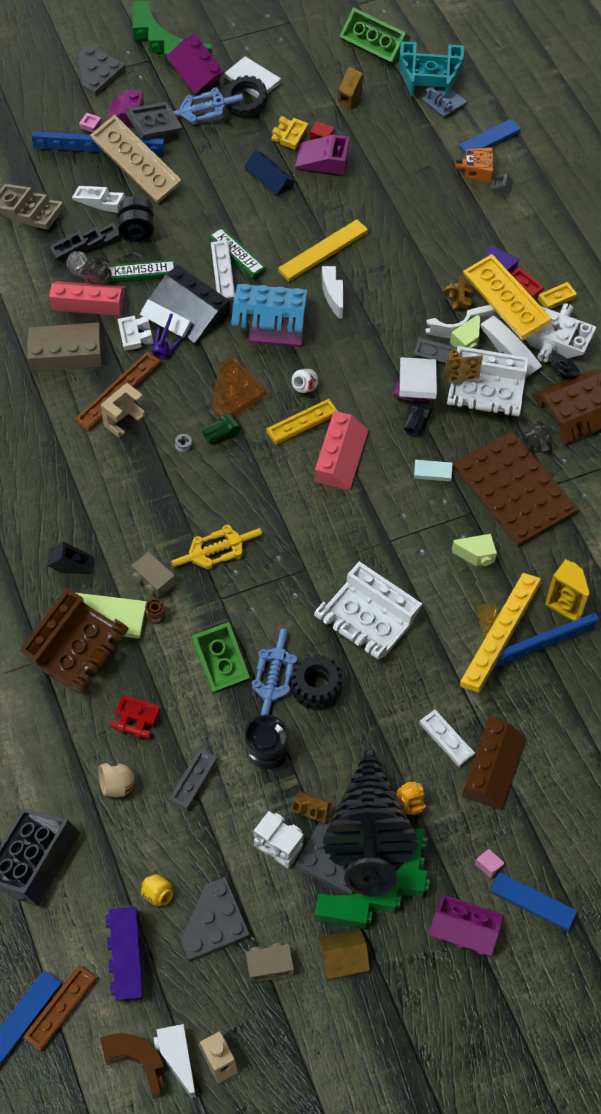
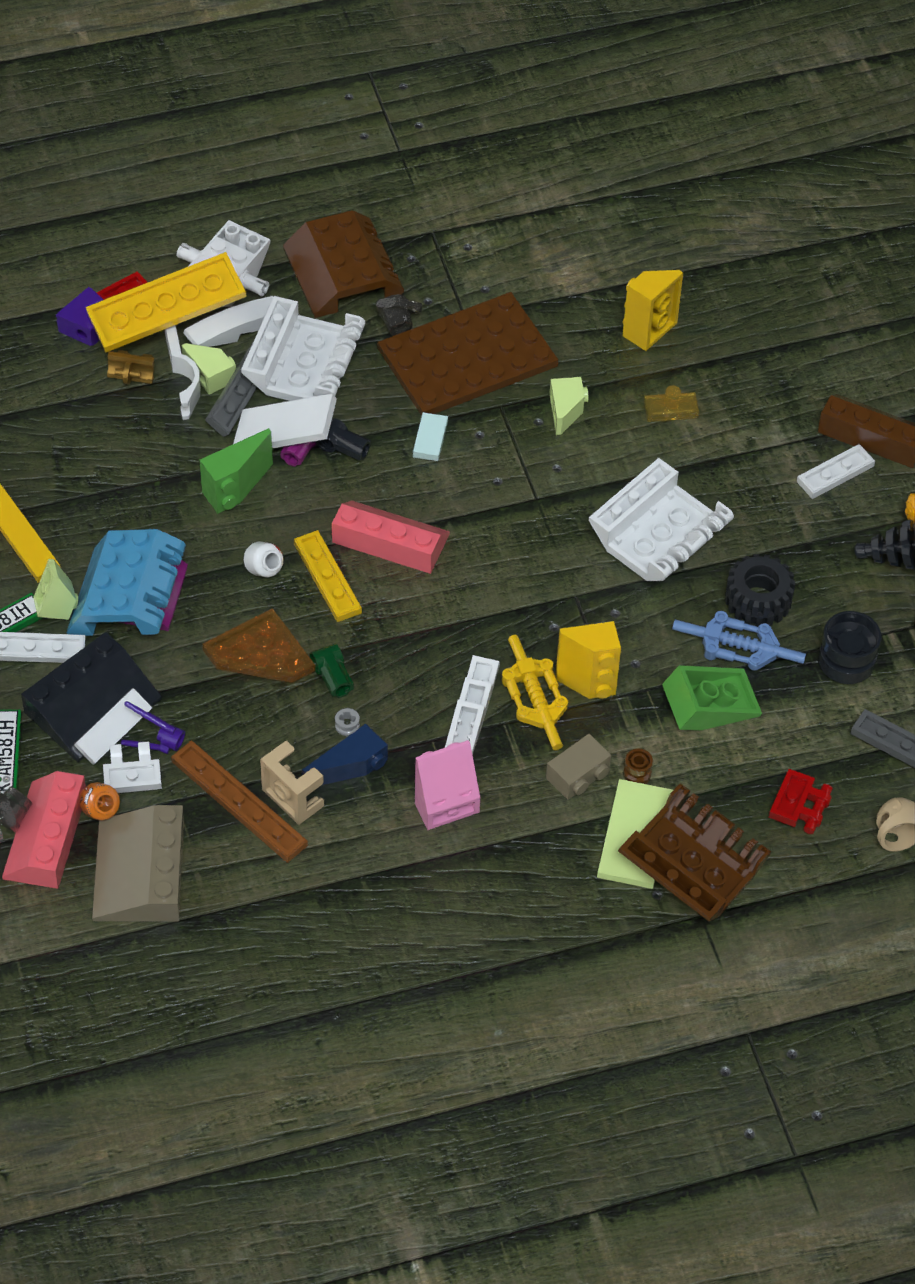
camera: 85 degrees left, 5 degrees down
(69, 559) = (545, 871): black slope -> none
(106, 316) = (99, 801): none -> orange head
(122, 492) = (446, 785): none -> bright pink slope
(153, 446) = (352, 757): none -> dark blue slope
(199, 511) = (473, 701): none -> white slope
(229, 569) = (589, 659): none -> yellow slope
(259, 271) = (55, 593): none -> yellowish green slope
(333, 289) = (98, 512): white slope -> none
(373, 356) = (235, 470): none -> bright green slope
(462, 368) = (278, 370): pearl gold hinge -> none
(500, 633) = (699, 388): yellow plate -> none
(547, 639) = (708, 357): blue tile -> none
(557, 296) = (152, 259): yellow plate -> none
(563, 365) = (279, 271): black dish -> none

